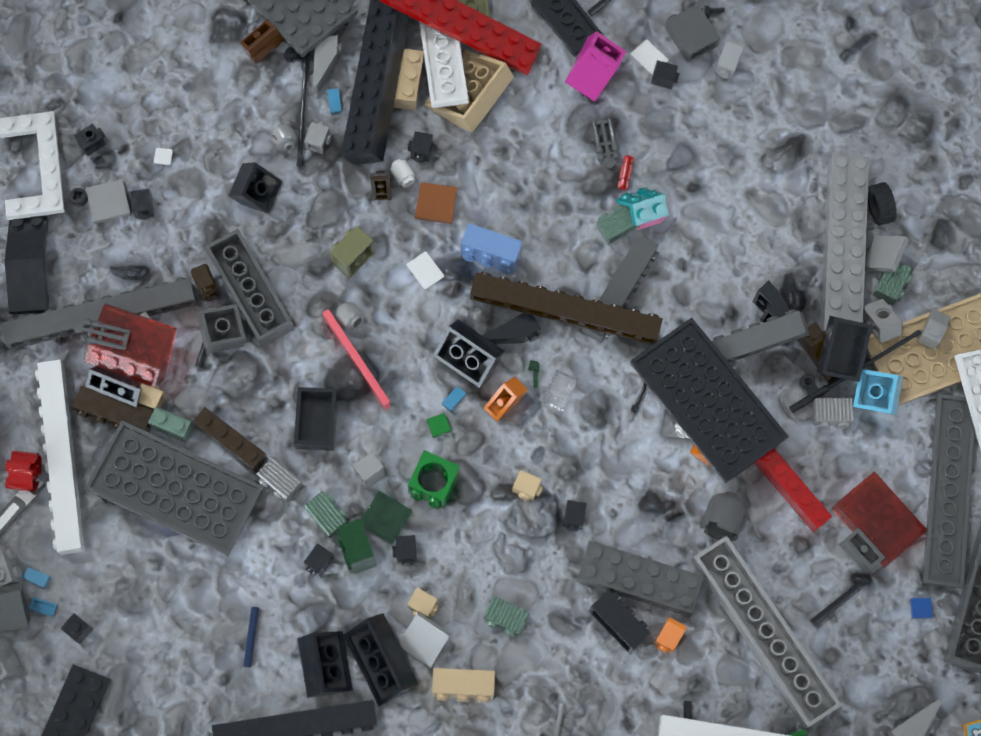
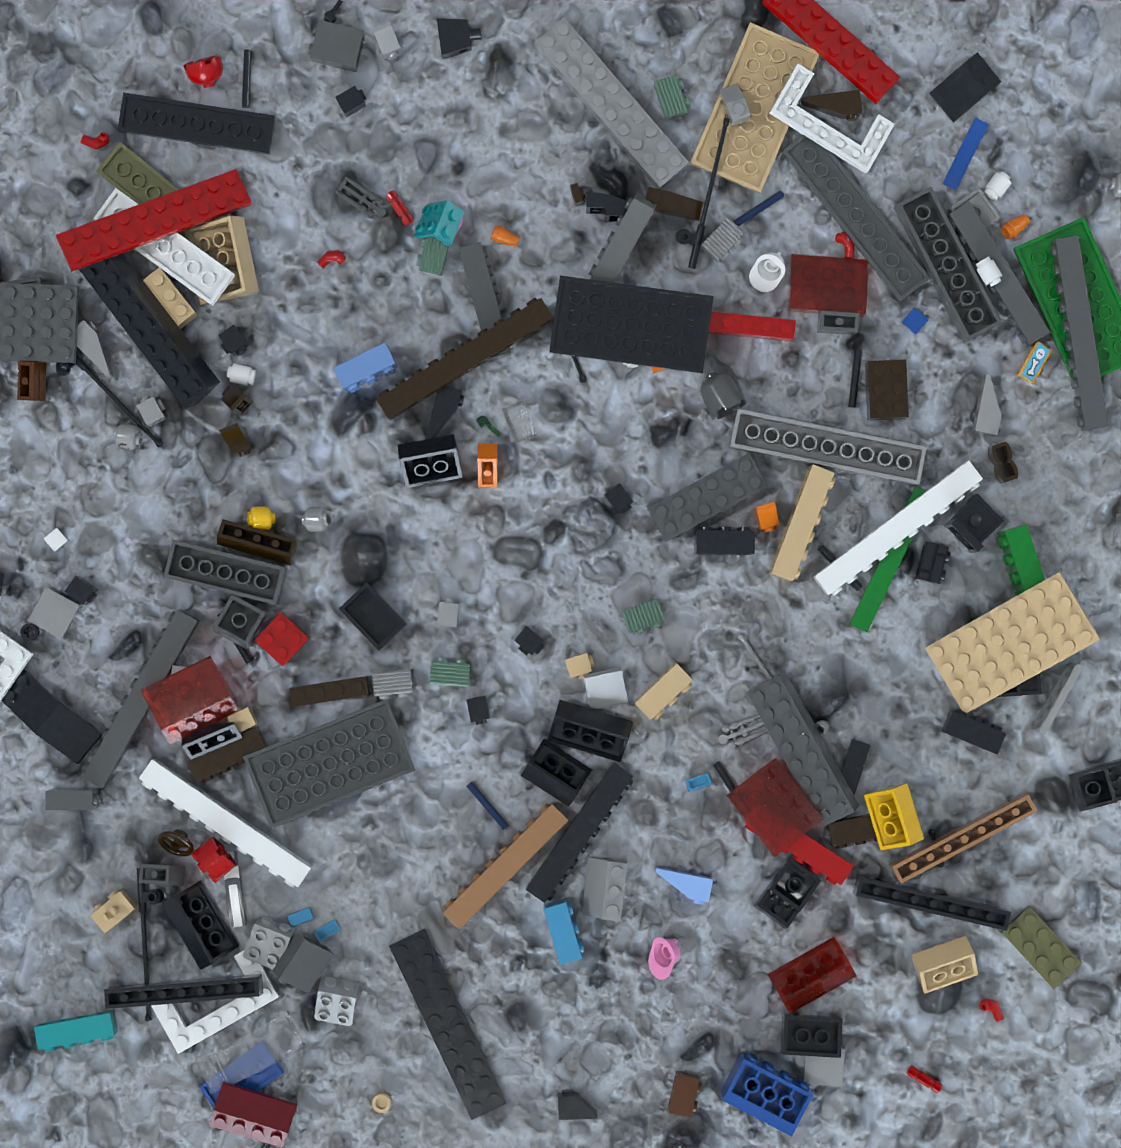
camera: 45 degrees left, 15 degrees up
(15, 433) = (177, 840): none -> dark brown piece
(76, 628) = (366, 921): black brick -> none
(79, 328) = (143, 727): dark grey piece -> none
(171, 424) = (277, 723): sand green brick -> none
(205, 282) = (192, 601): dark brown brick -> none
(216, 693) = (501, 869): none -> medium nougat brick
(237, 371) = (282, 639): none -> red brick
(255, 187) = (148, 494): black slope -> none
(292, 289) = (256, 542): none -> dark brown brick
(312, 277) = (260, 518): none -> yellow head
(334, 101) = (132, 369): dark azure piece -> none
(352, 251) = (270, 471): olive brick -> none
(353, 207) = (237, 439): none -> dark brown slope
(356, 359) = (354, 544): coral tile -> none
(356, 546) = (497, 676): dark green brick -> none
(385, 517) = (491, 633): clear green tile -> none
(425, 270) = (332, 429): white sticker -> none
(427, 463) = (483, 569): green brick -> none
(436, 203) = (288, 371): dark orange tile -> none
(438, 425) = (460, 531): green tile -> none
(453, 399) = (451, 501): dark azure piece -> none
(527, 486) = (566, 512): tan brick -> none
(546, 158) = (332, 255): none -> red arm
(595, 65) = (294, 148): dark pink slope -> none
(648, 55) = (323, 96): white sticker -> none
(678, 259) = (504, 236): none -> orange cone
(692, 665) = (801, 523): none -> tan brick
(759, 281) = (577, 194): none -> dark brown plate
(779, 102) = (456, 36): none -> black torso
(844, 348) = (688, 188): black piece -> none
(844, 464) = (767, 272): none -> white piece
(851, 635) = (886, 389): none -> dark brown brick
(878, 392) = (741, 195): medium azure brick -> none
(881, 203) = (607, 45): black tyre -> none
(881, 417) = (759, 208): none -> dark blue bar
(884, 320) = (683, 136): light grey brick -> none
(885, 253) = (646, 81): light grey tile -> none
(924, 497) = (847, 242): none -> red arm

